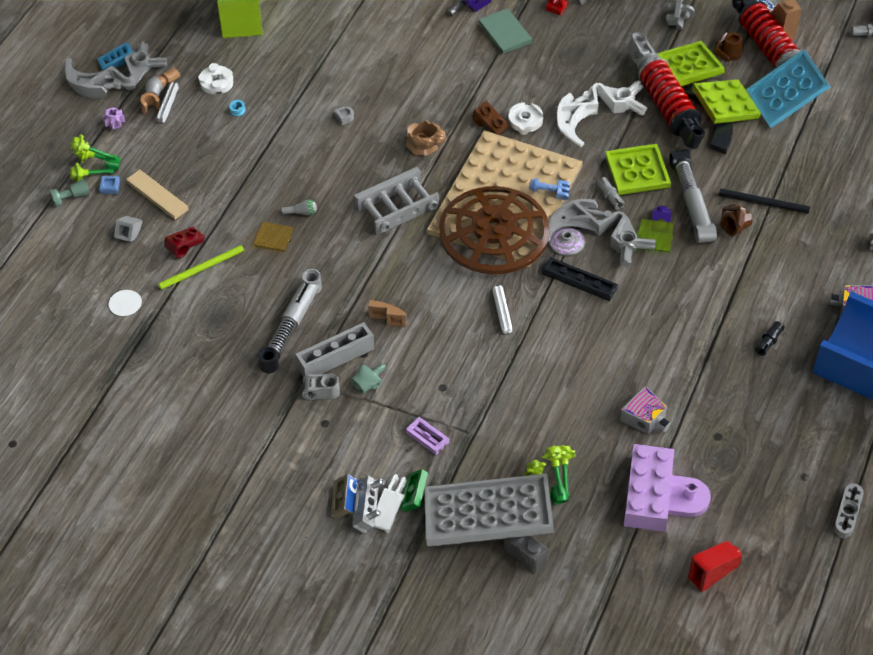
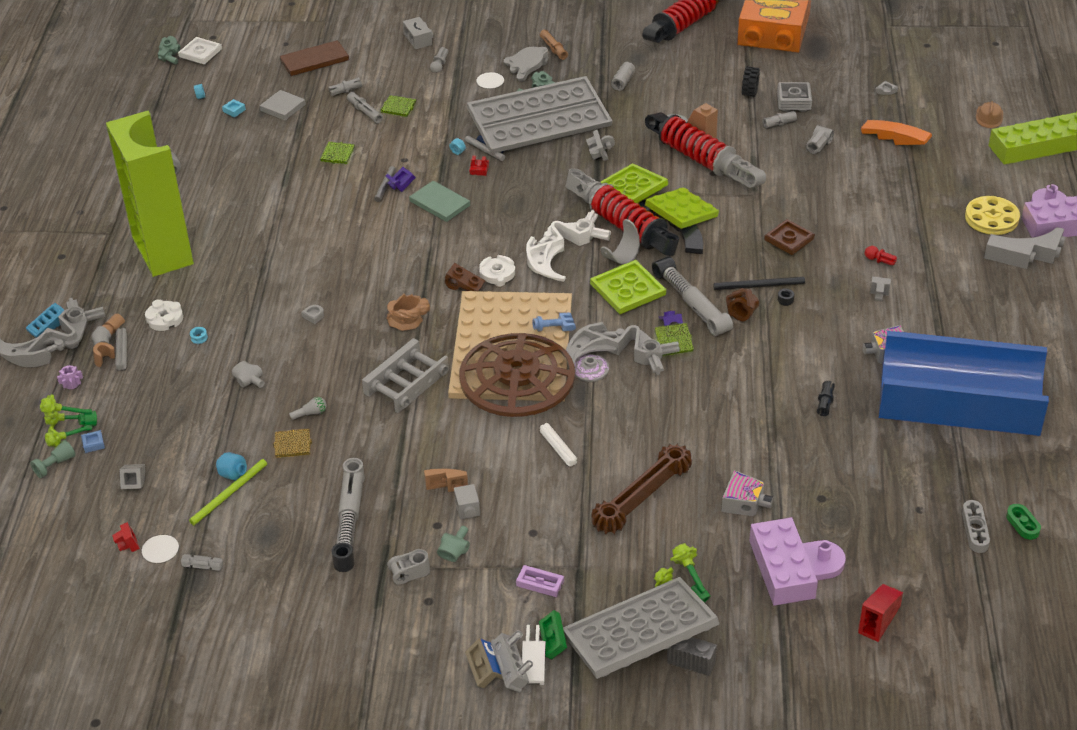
camera: 20 degrees left, 10 degrees down
(100, 285) = (126, 538): none -> red tile
(152, 326) = (201, 562): none -> light grey axle
(157, 194) = (149, 436): tan tile -> none
(180, 242) = (197, 473): dark red plate -> none
(211, 244) = (231, 466): none -> dark azure head
(262, 158) = (247, 374): none -> light grey piece
(335, 350) = (410, 527): light grey brick -> none
(396, 340) = (467, 501): none -> light grey brick
(556, 376) = (612, 515): none -> reddish brown arm
(580, 279) = (620, 397): black tile -> none
(610, 193) = (612, 314): light grey pin -> none
(653, 131) = (628, 246): none -> light grey piece
(731, 47) = (661, 161): reddish brown piece -> none
(781, 226) = (785, 297): none -> black axle
(787, 88) = (736, 180): medium azure plate -> none
(816, 160) = (789, 237): none -> reddish brown plate

